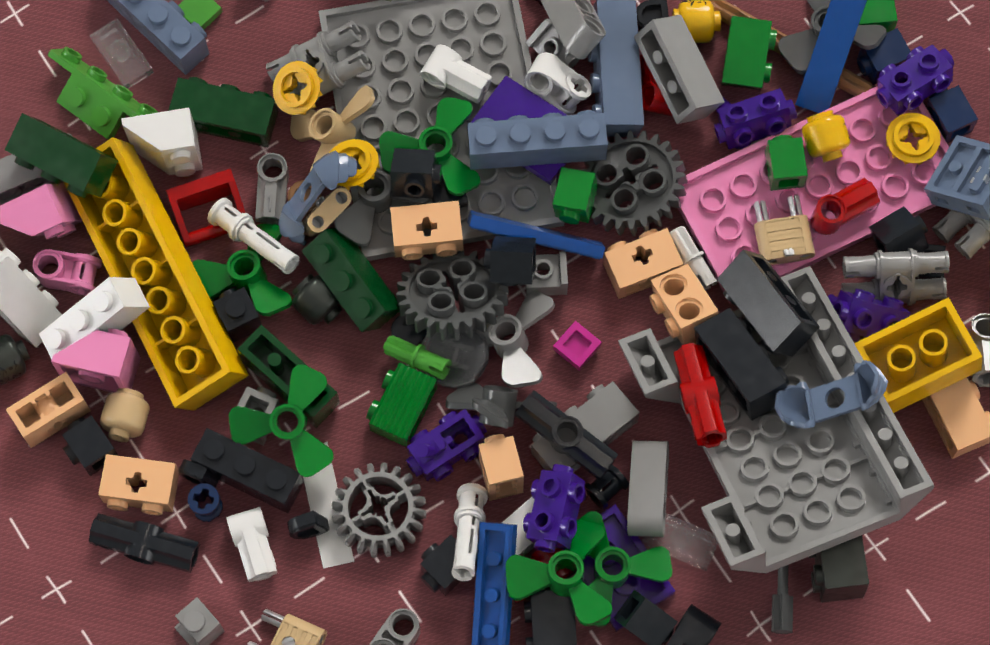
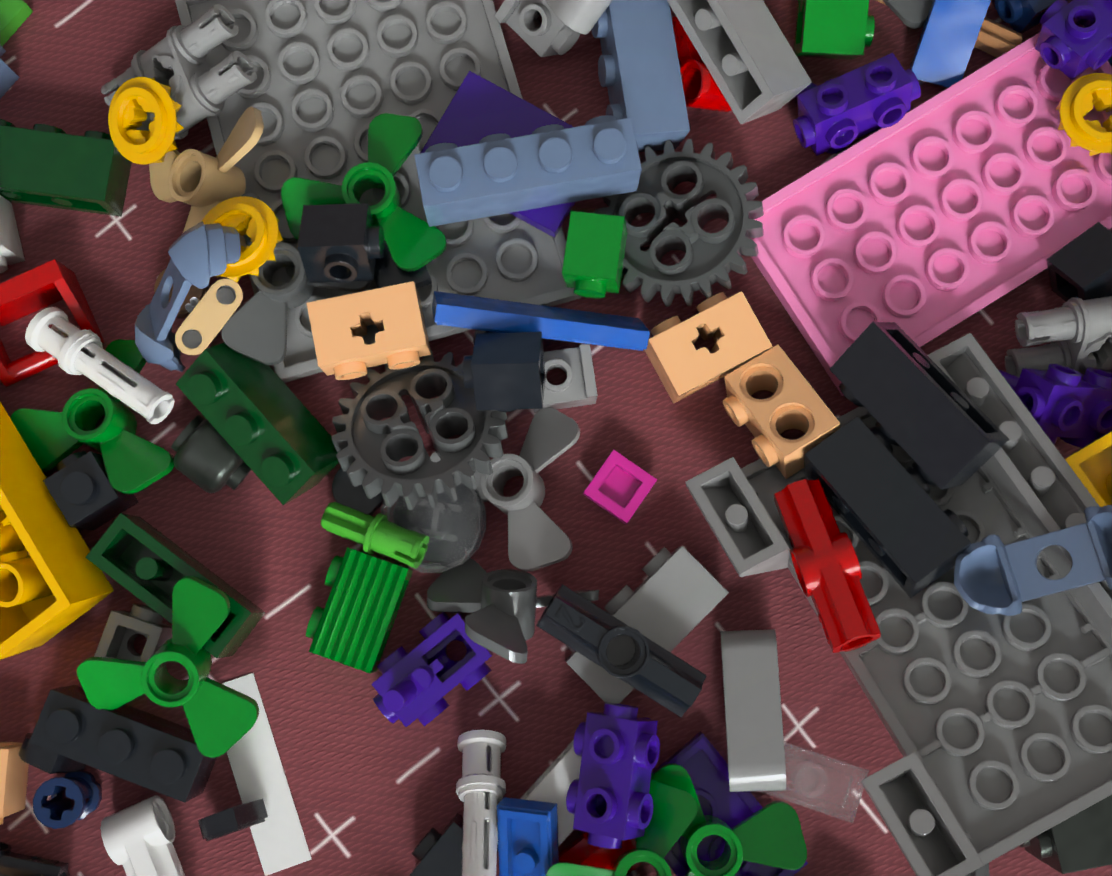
camera: 10 degrees left, 10 degrees up
(271, 191) = (127, 288): light grey piece -> none
(365, 484) = (353, 805): light grey gear -> none
(448, 70) = (378, 71): white piece -> none
(500, 466) = (520, 705): light nougat brick -> none
(556, 82) = (547, 75): white piece -> none
(600, 497) = (684, 725): black bush -> none
(690, 254) = (781, 329): white axle -> none
(786, 162) = (914, 170): green brick -> none
(786, 237) = (922, 289): tan piece -> none
(826, 136) = (971, 122): yellow head -> none
(845, 206) = (1010, 231): red piece -> none

